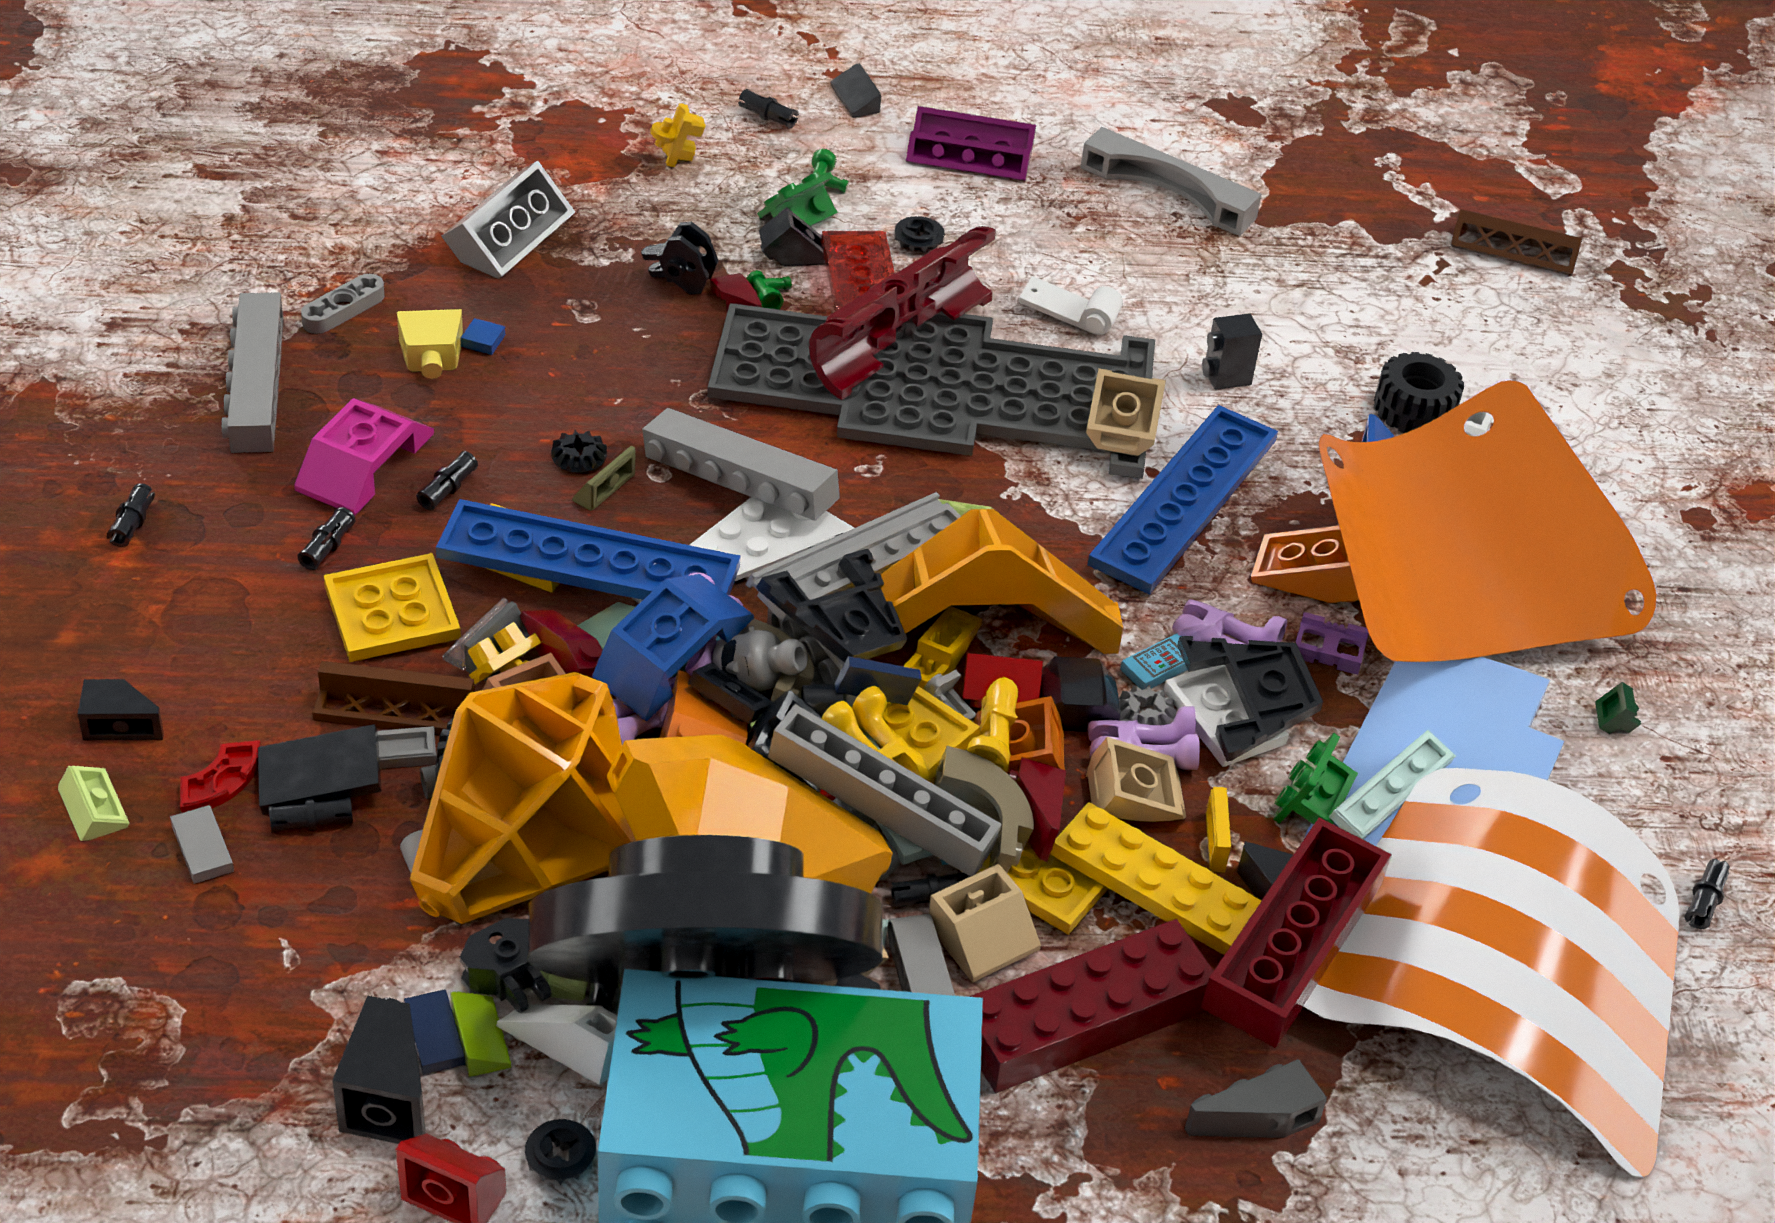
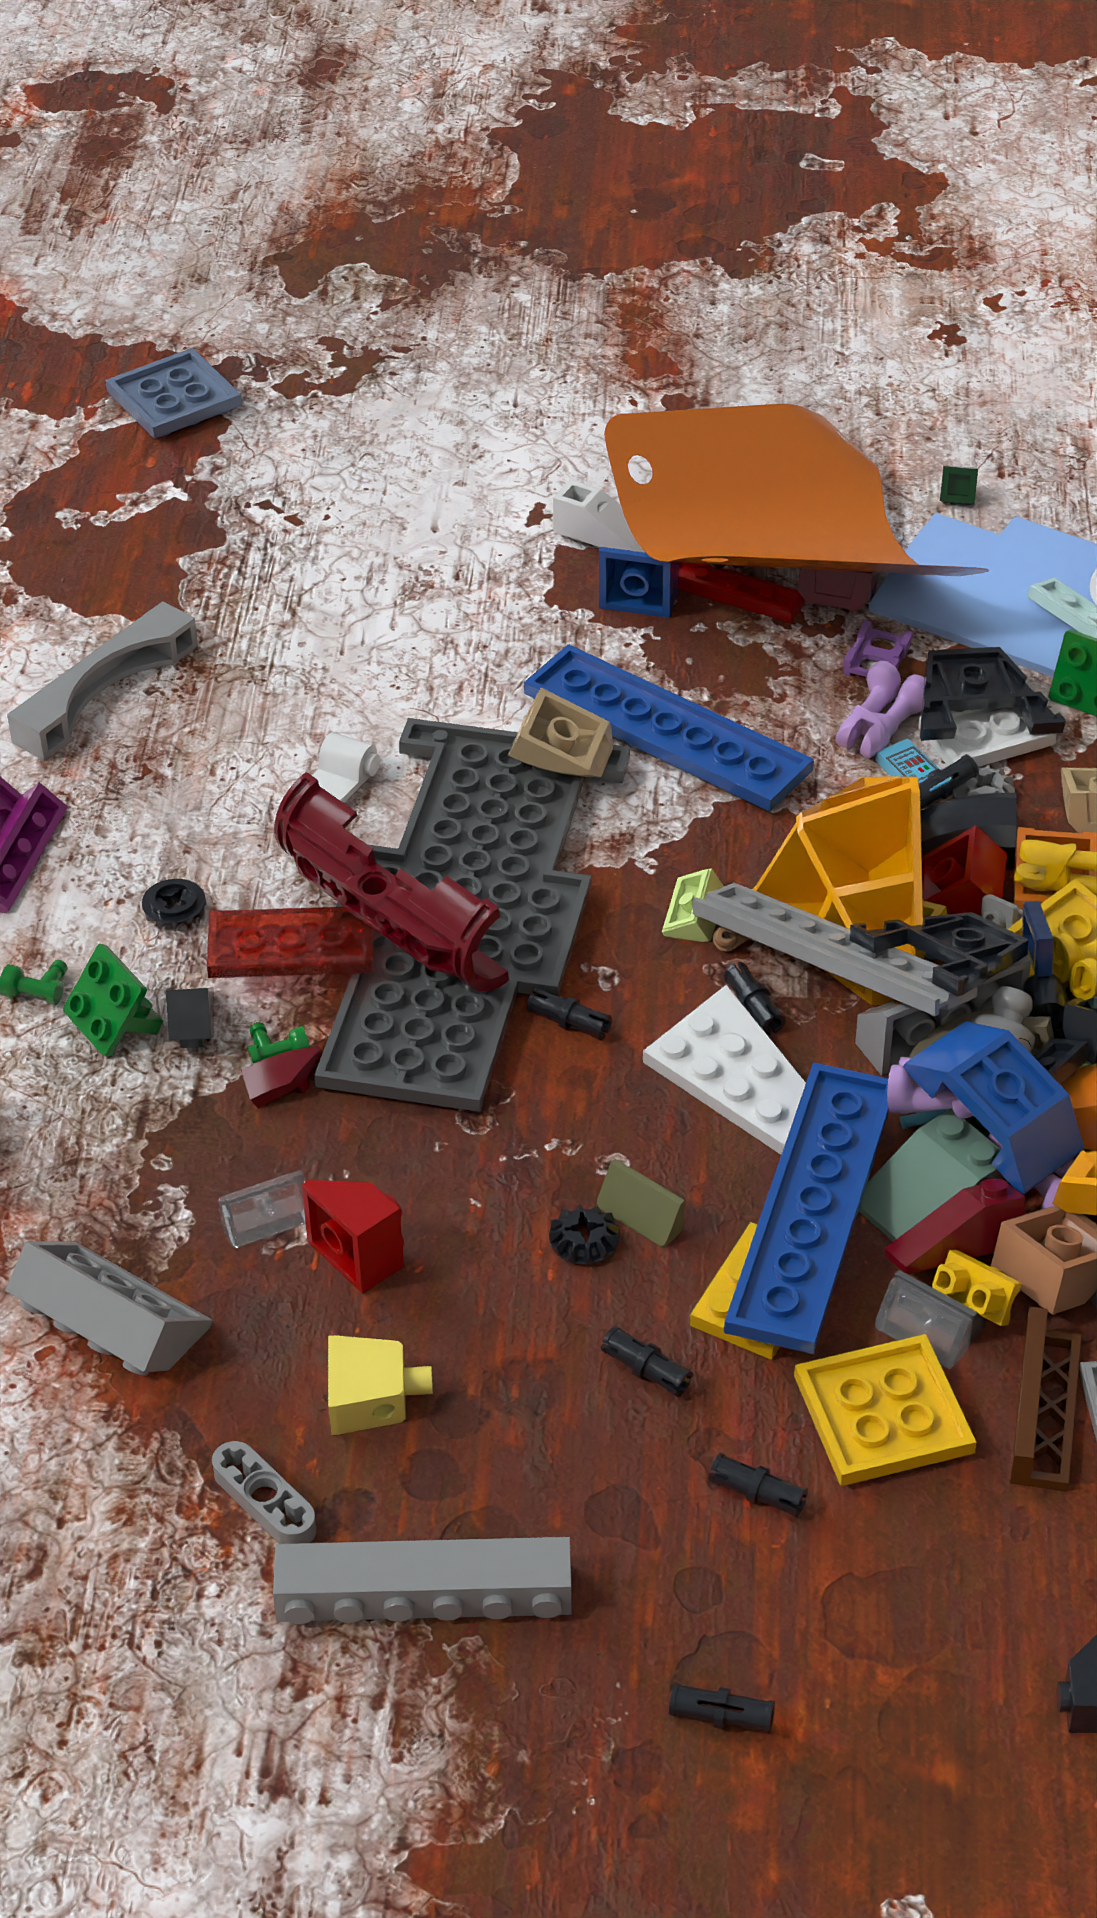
camera: 80 degrees left, 0 degrees up
(351, 449) = (612, 1436): dark pink slope -> none
(482, 336) = (346, 1324): blue tile -> none
(556, 318) = (354, 1229): none -> red slope
(598, 290) = (263, 1209): none -> clear slope
(681, 258) = (231, 1112): black hinge -> none
(741, 463) = (639, 1066): light grey brick -> none
(817, 438) = (569, 1013): none -> black pin
(1141, 674) = (960, 772): none -> black pin
(1172, 739) = (1053, 755): lavender piece -> none
(1232, 351) = (450, 653): black brick -> none
(1306, 564) = (771, 640): orange slope -> none
(1416, 390) = (513, 538): black tyre -> none
(1517, 235) = (239, 437): reddish brown fence -> none
(1573, 197) = (173, 393): none -> sand blue plate

